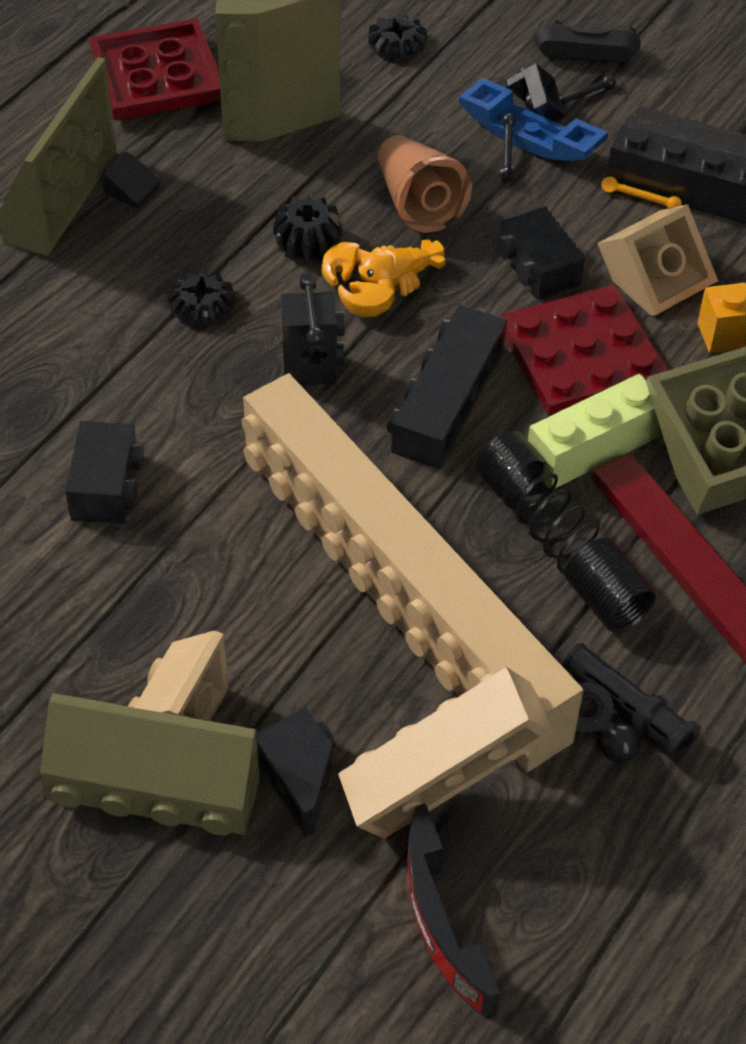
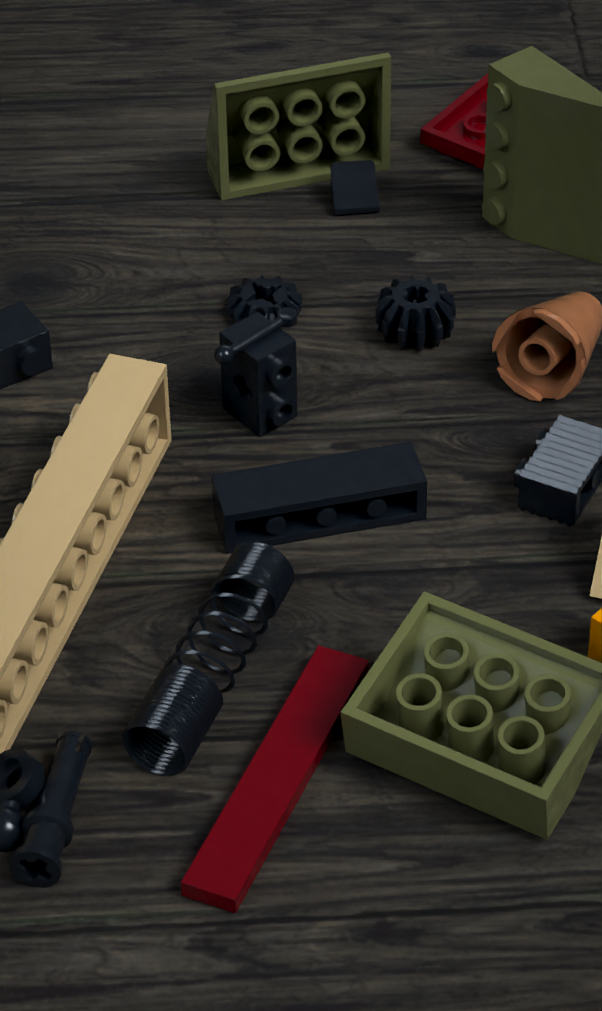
camera: 55 degrees right, 10 degrees down
(382, 270) = (416, 385): light orange animal -> none
(579, 346) = (480, 560): dark red plate -> none
(595, 430) = (340, 609): yellowish green brick -> none

